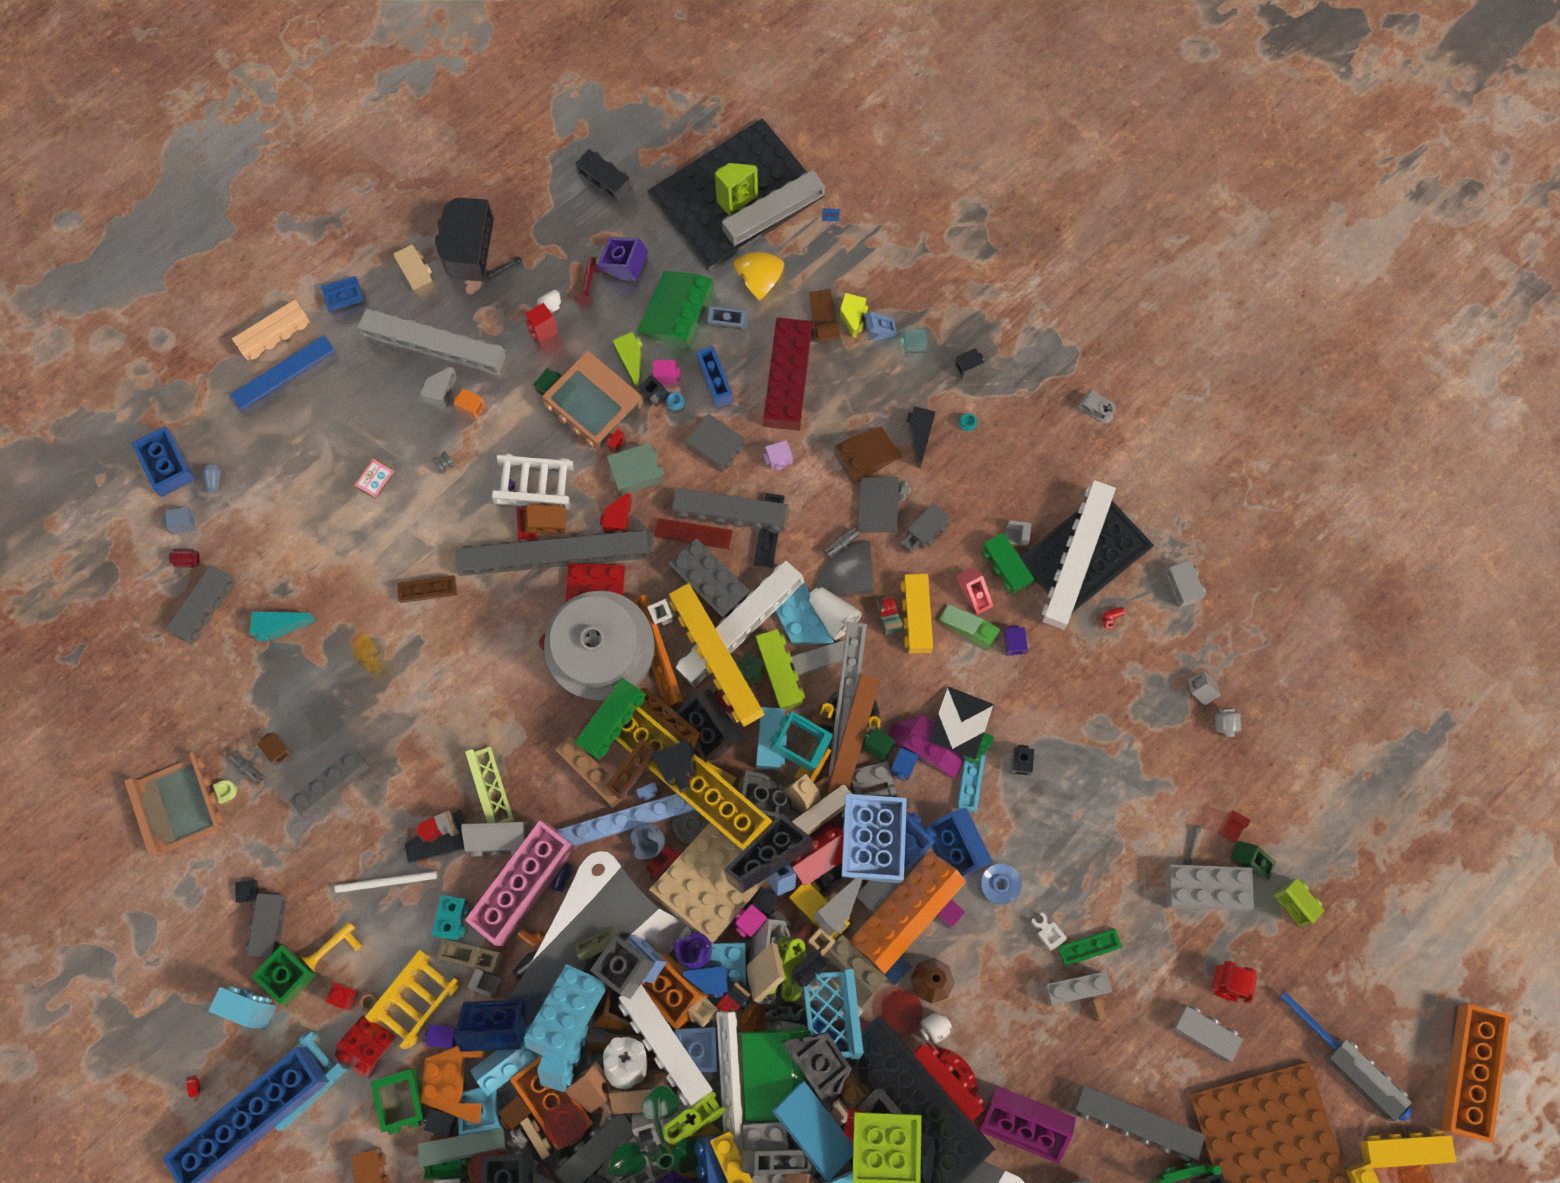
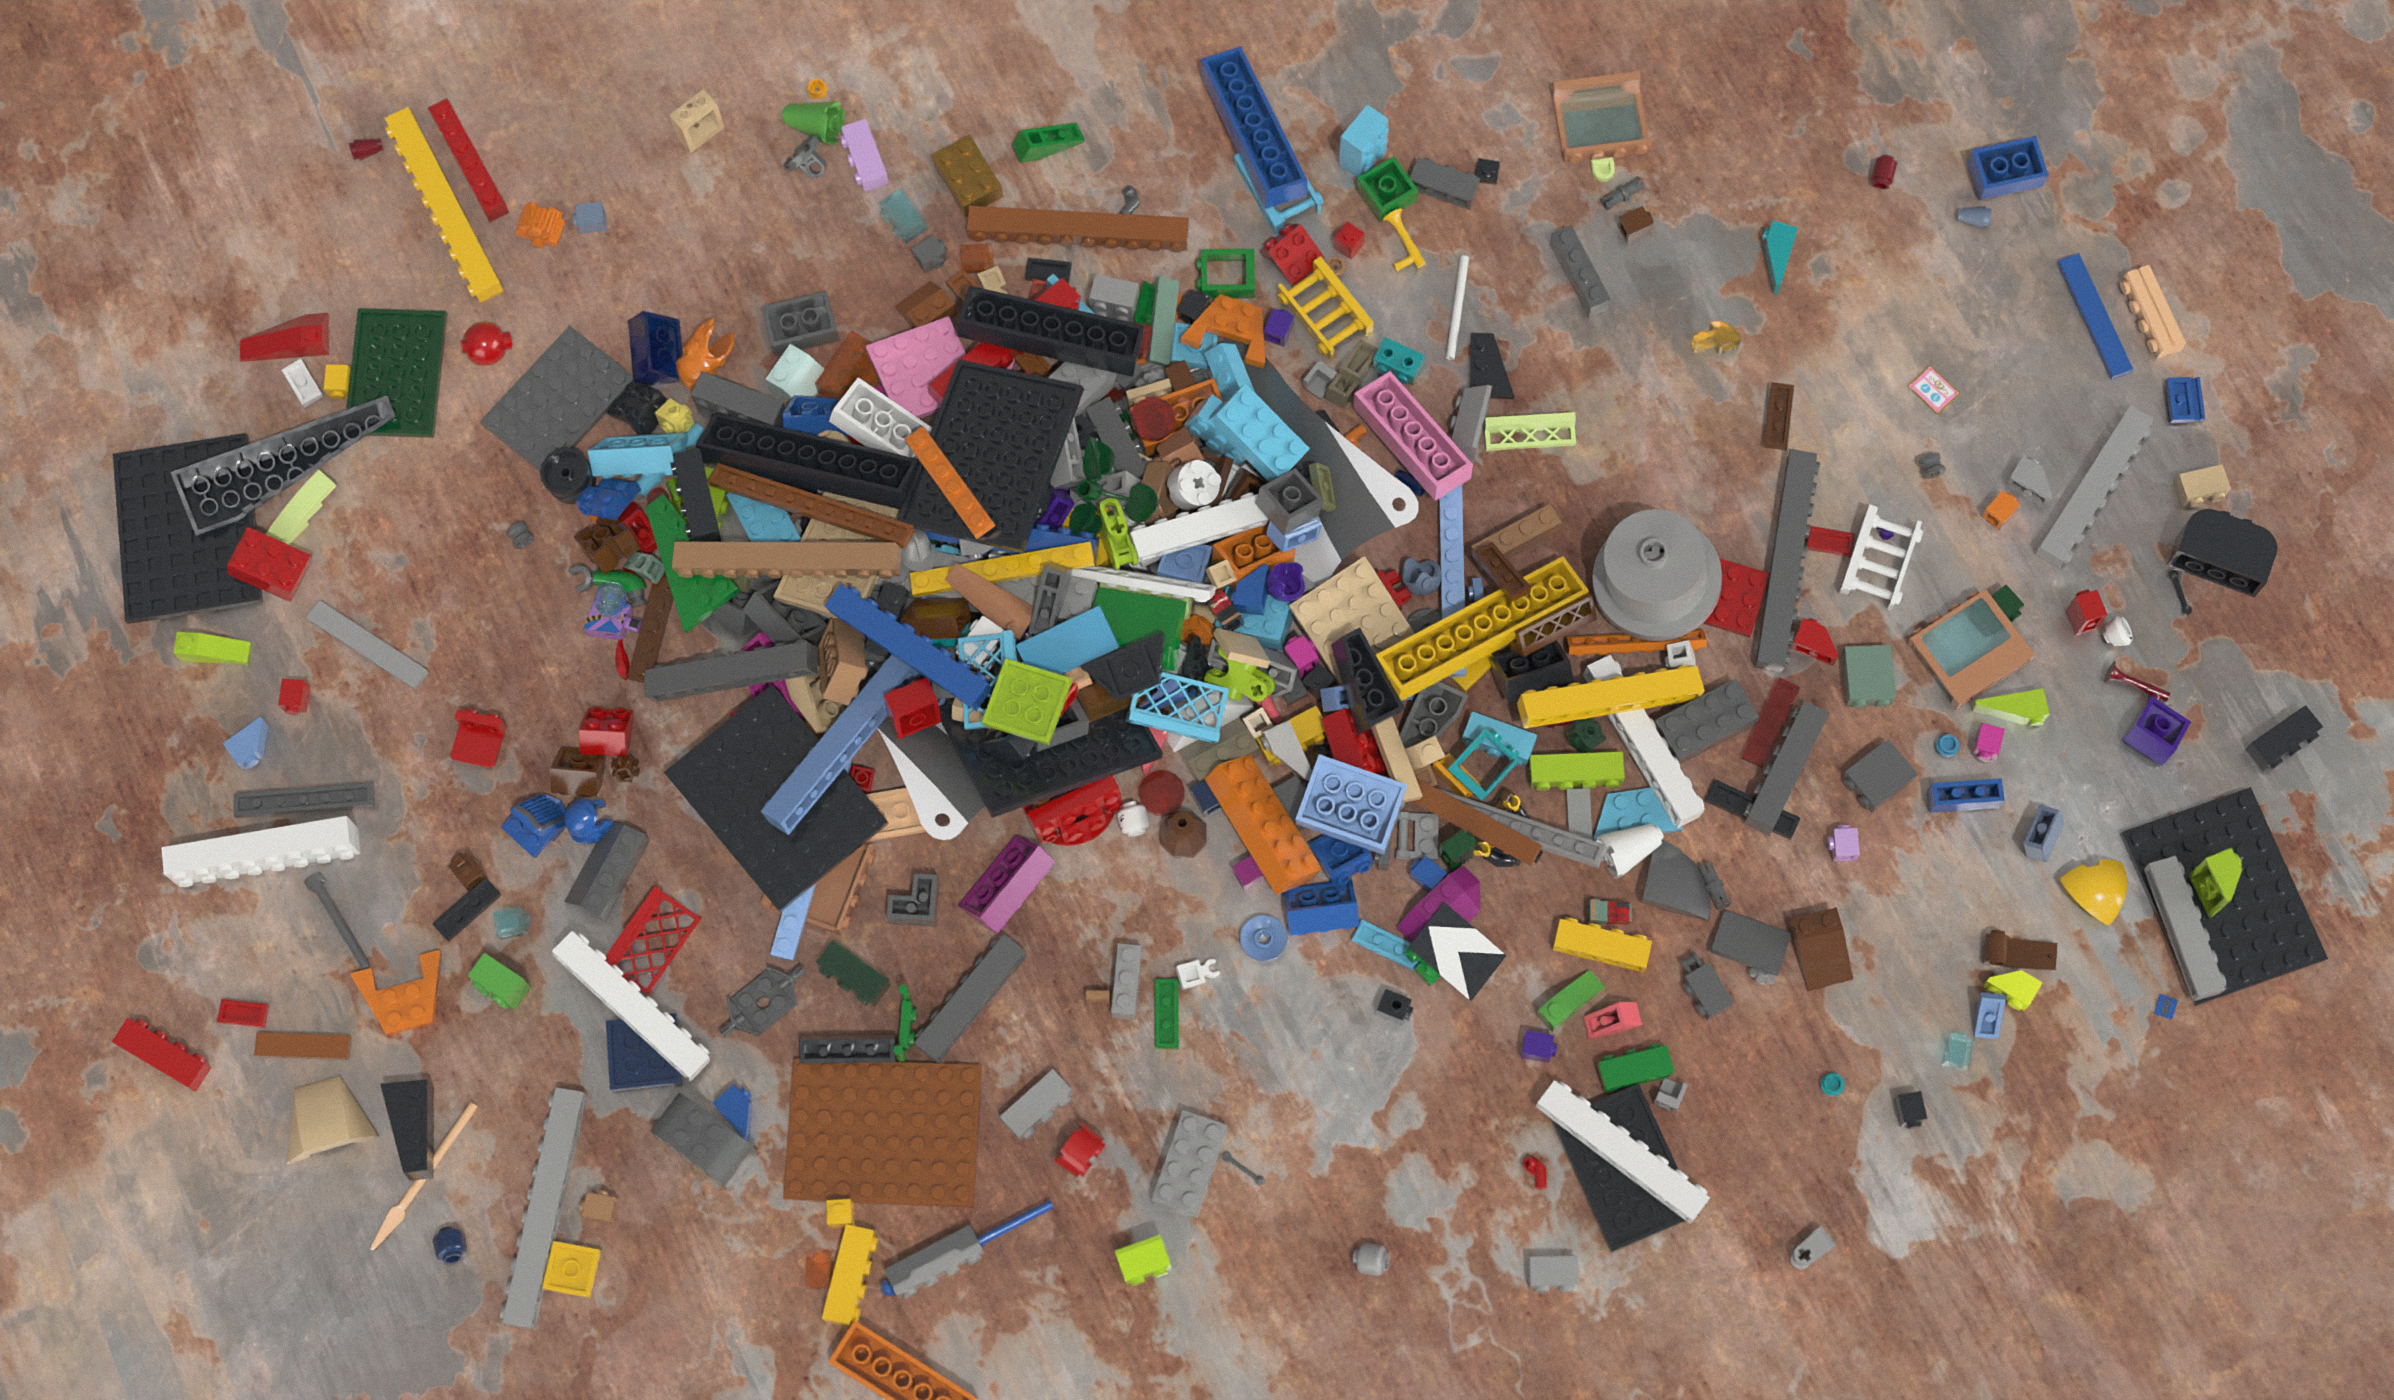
camera: 110 degrees right, 0 degrees up
(179, 520) = (1930, 174): sand blue brick -> none
(193, 1086) = (1302, 87): red tile -> none
(201, 604) = (1822, 179): dark grey brick -> none
(437, 826) = (1500, 367): leg -> none
(491, 1025) = (1274, 368): clear blue slope -> none
(545, 519) = (1830, 559): dark orange brick -> none
(611, 718) = (1566, 565): green brick -> none
(615, 441) = (1910, 662): red plate -> none
(653, 390) = (1964, 720): black brick -> none
(676, 308) = (2073, 779): green slope -> none
(677, 764) = (1490, 615): black torso -> none
(788, 374) = (1950, 885): dark red brick -> none
(803, 973) = (1229, 687): black hinge -> none
(919, 430) = (1834, 1020): black slope -> none
(1204, 687) = (1420, 1248): light grey panel -> none
(1233, 826) = (1250, 1220): clear red panel -> none
(1253, 857) = (1205, 1228): dark green slope -> none

